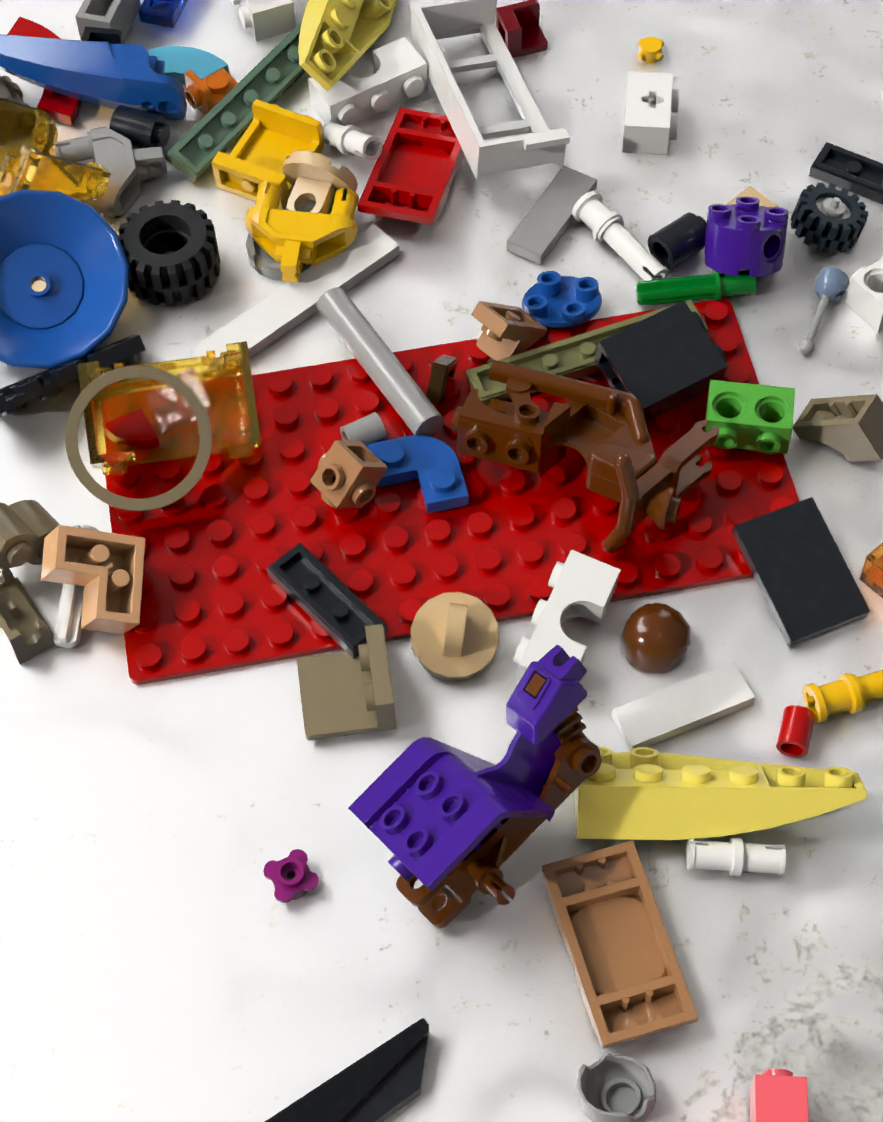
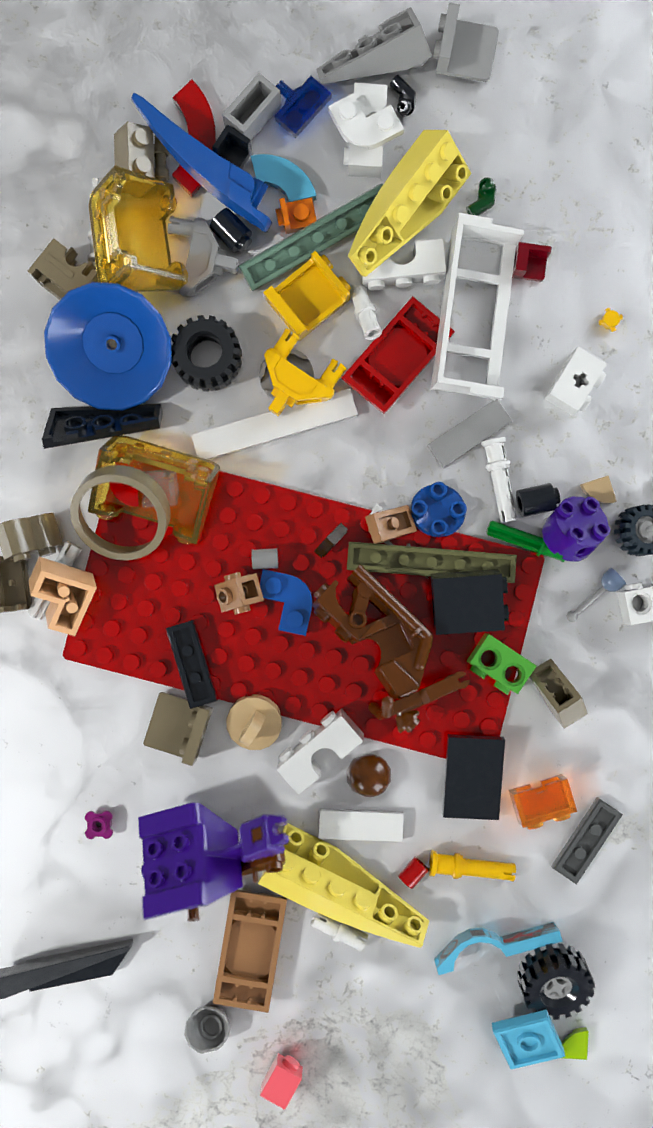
camera: 25 degrees right, 30 degrees up
(315, 180) = (324, 344): tan tile -> none
(380, 363) = (298, 509): light grey piece -> none

